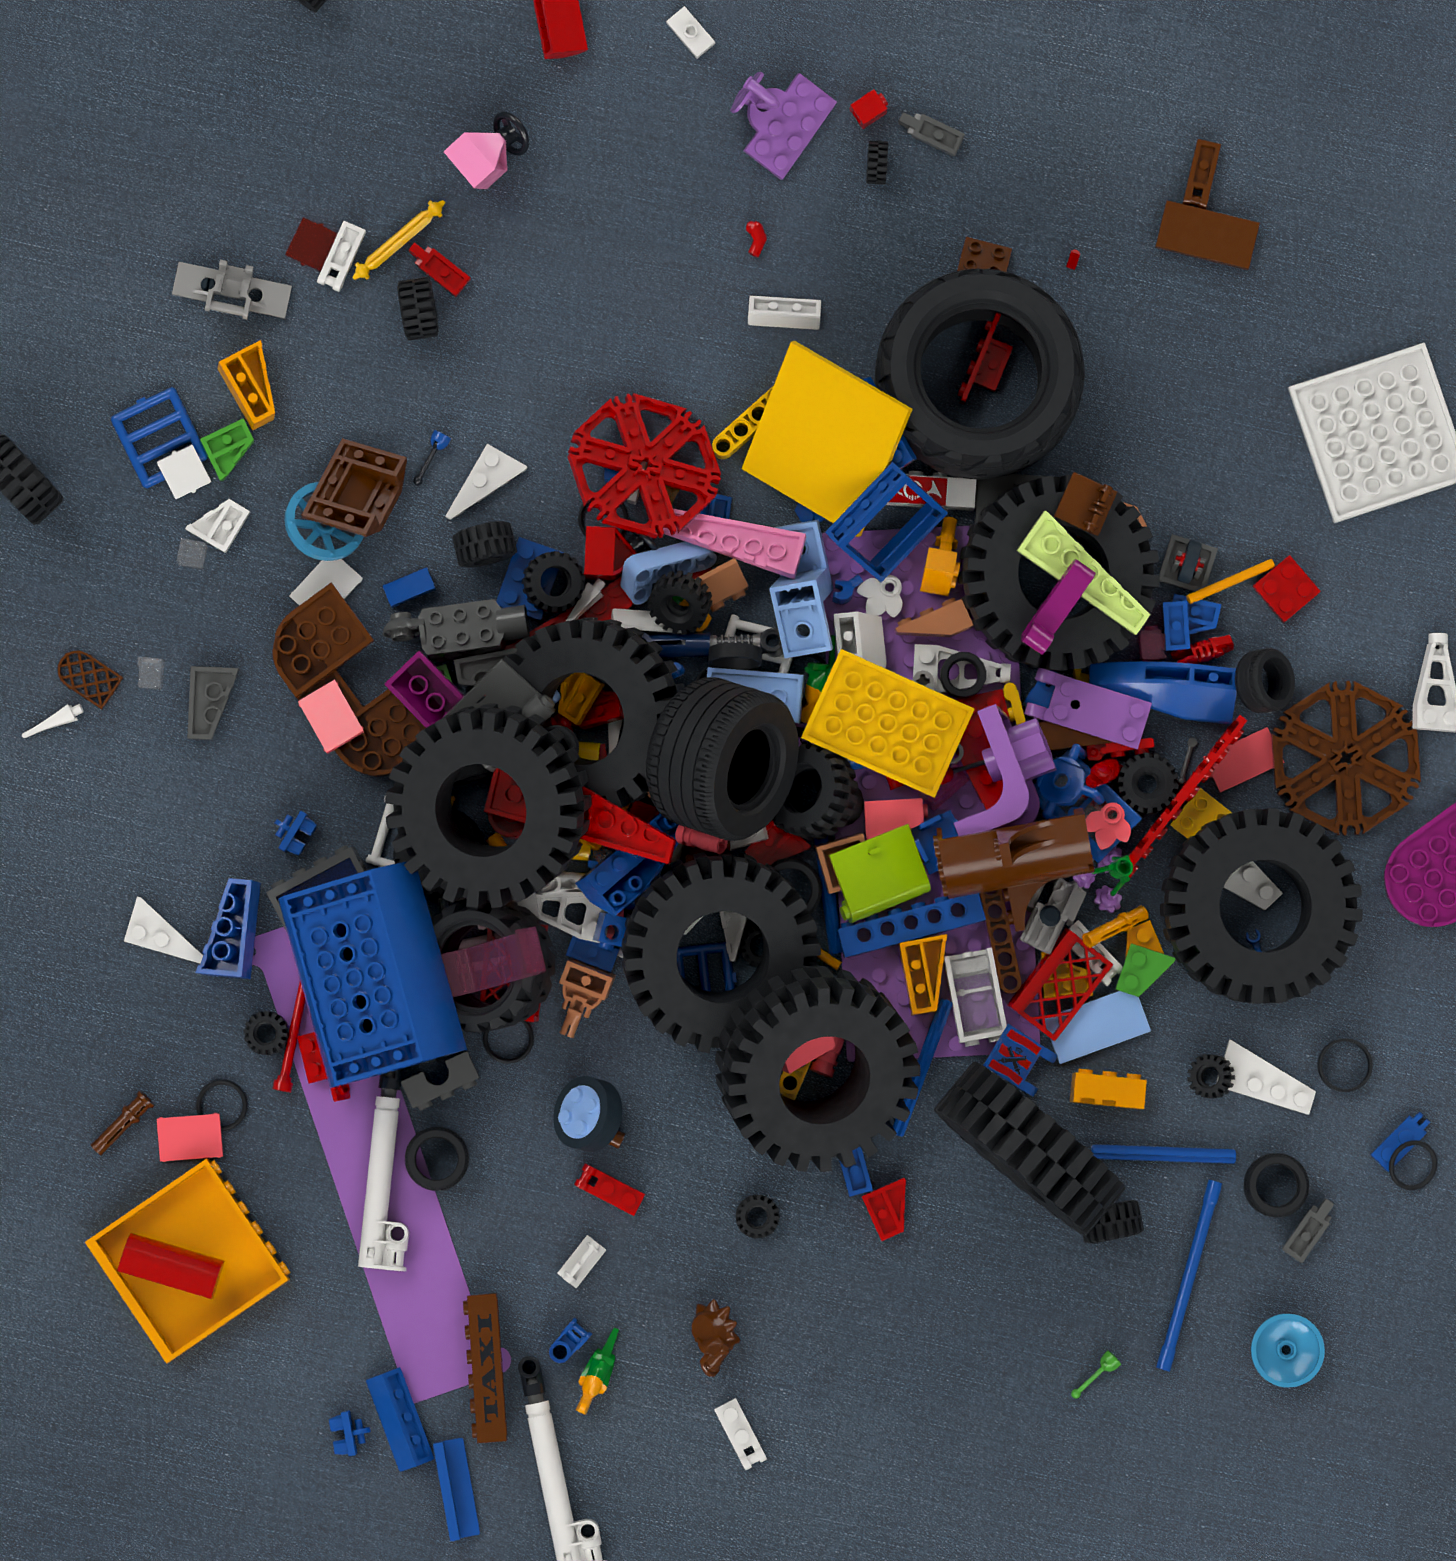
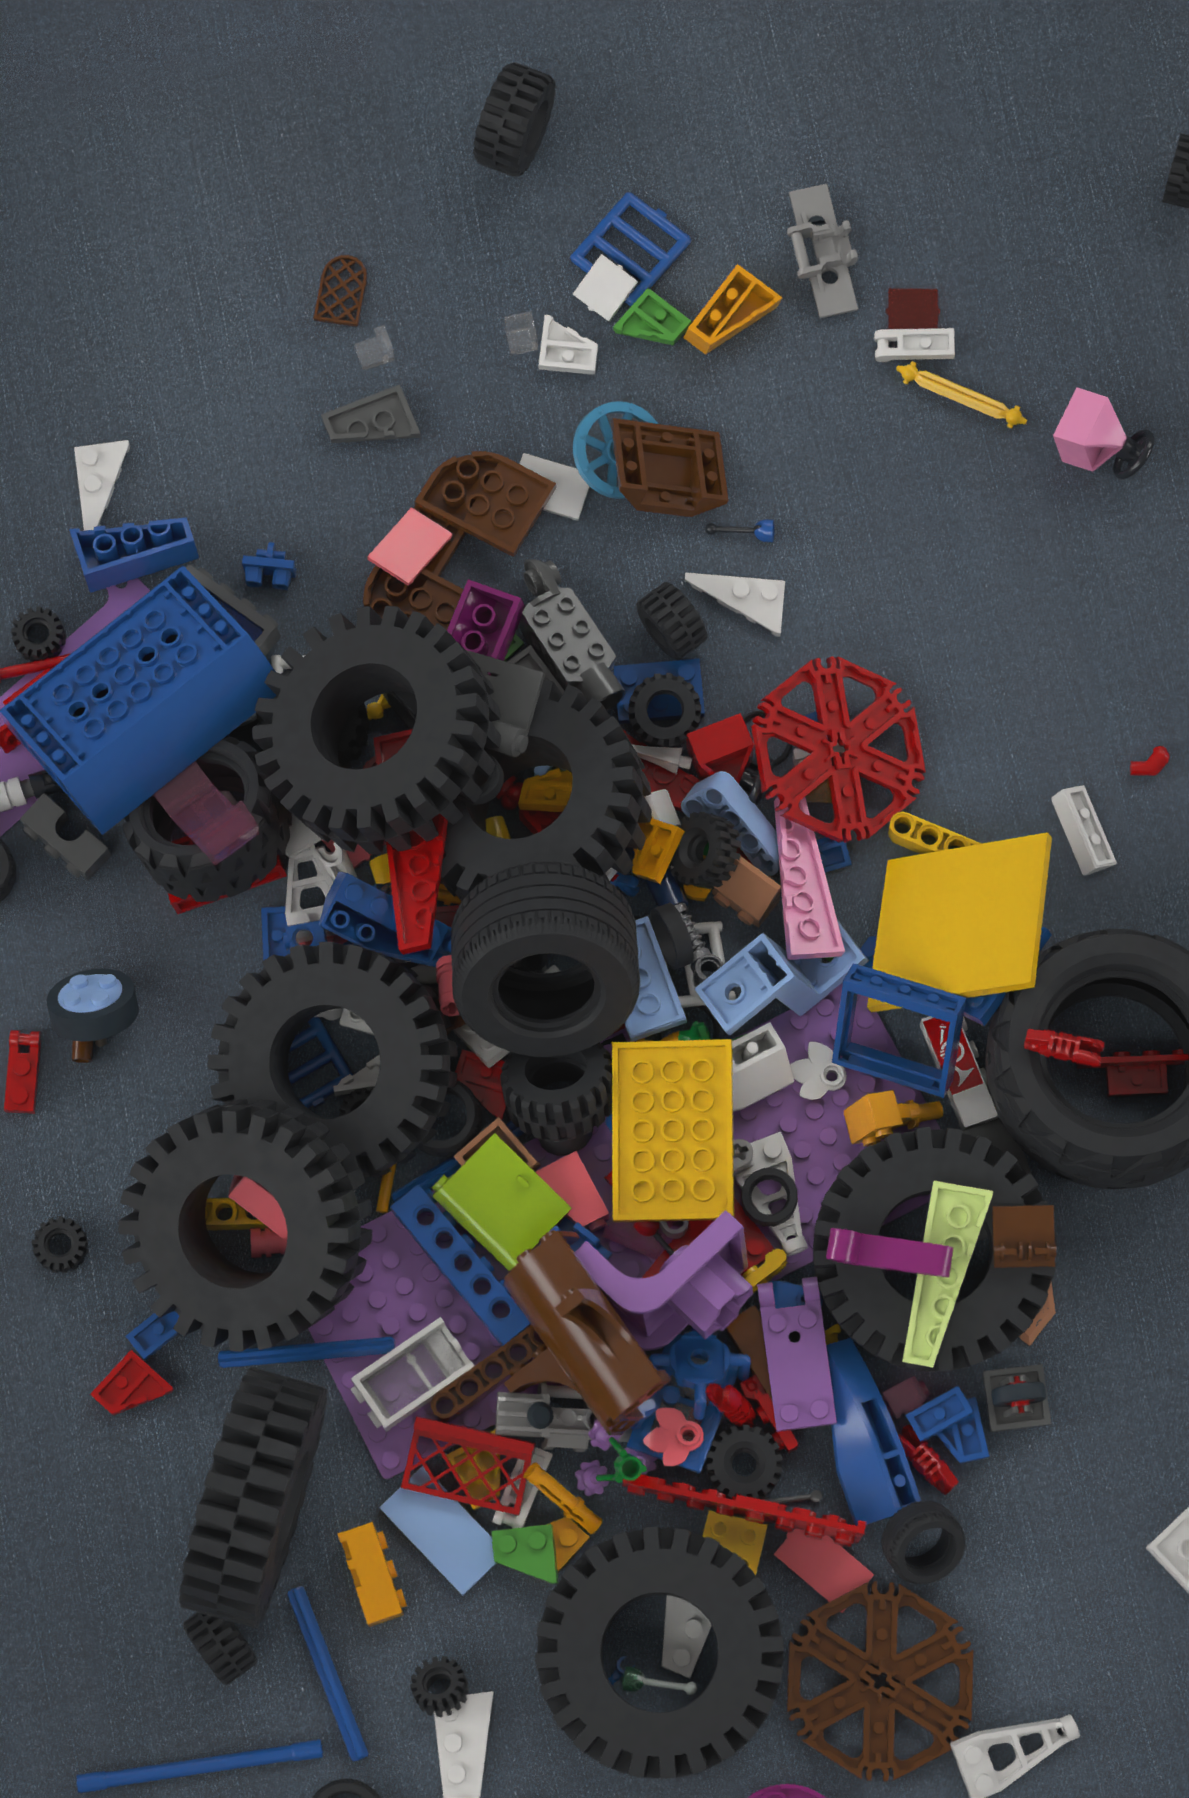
camera: 70 degrees right, 10 degrees down
(63, 716) = (286, 282): white piece -> none
(409, 587) = (589, 570): blue slope -> none
(418, 308) = (894, 440): black tyre -> none
(440, 269) = (950, 450): red hinge -> none
(512, 1060) = (123, 908): black tyre -> none
(584, 987) = (229, 943): nougat brick -> none
(665, 634) = (657, 851): none -> light orange wing
(846, 590) = (803, 1031): blue piece -> none
(922, 971) = (413, 1302): light orange wedge -> none
(943, 622) = (819, 1150): nougat slope -> none
(967, 408) = (1065, 1046): none -> red hinge
(1015, 1056) = (363, 1450): flag -> none
(1108, 1363) = (59, 1717): bright green hinge -> none
(1230, 581) = (1020, 1455): light orange bar -> none
(1274, 932) = (634, 1680): none -> hinge
(1286, 589) = (1043, 1525): red plate -> none

